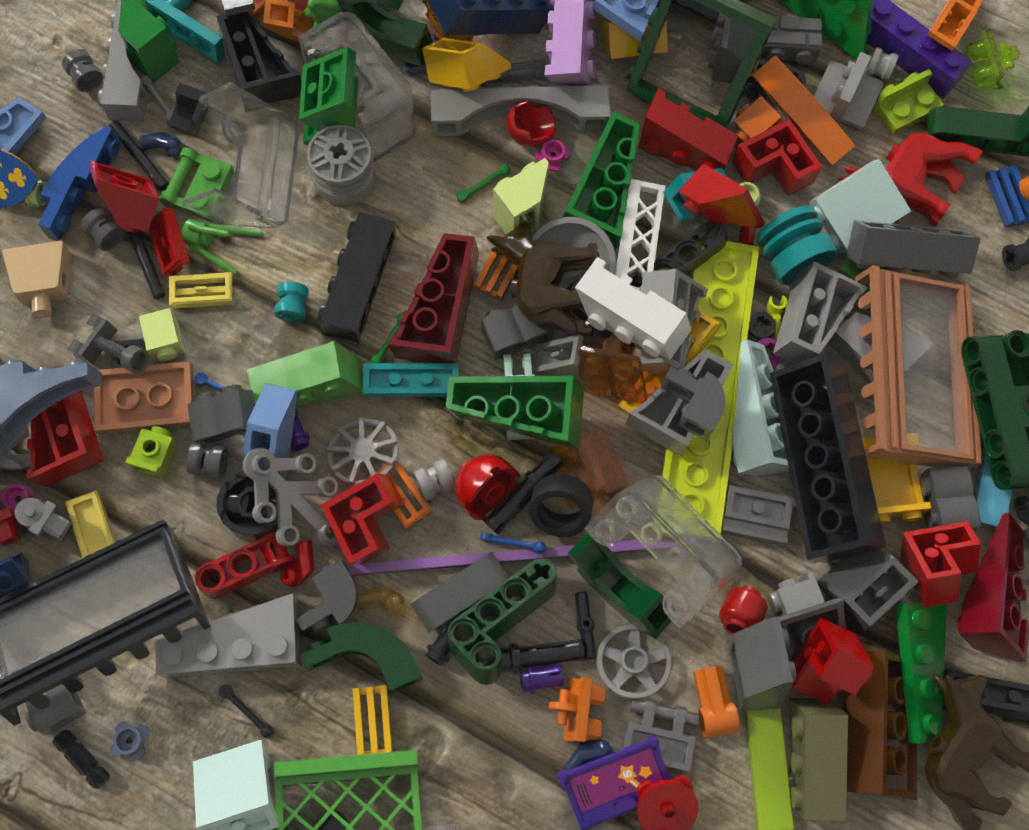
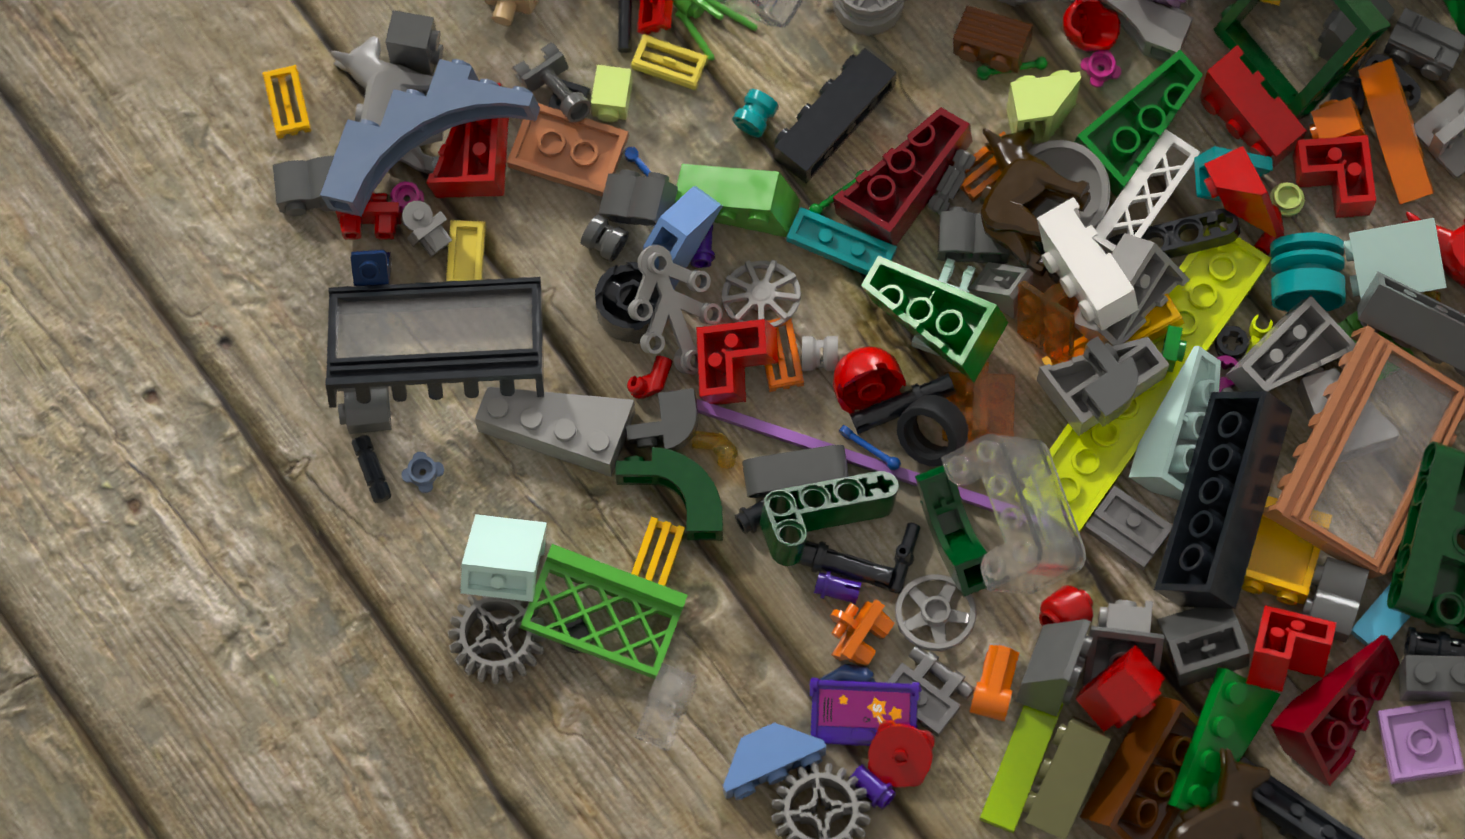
camera: 30 degrees right, 0 degrees up
(155, 462) = (554, 218): lime brick -> none
(227, 693) = (530, 469): black hinge -> none
(262, 560) = (616, 348): red piece -> none
(458, 165) = (992, 39): none -> reddish brown brick
(478, 291) = (951, 181): none -> dark grey axle
(723, 347) = (1173, 346): none -> green plate

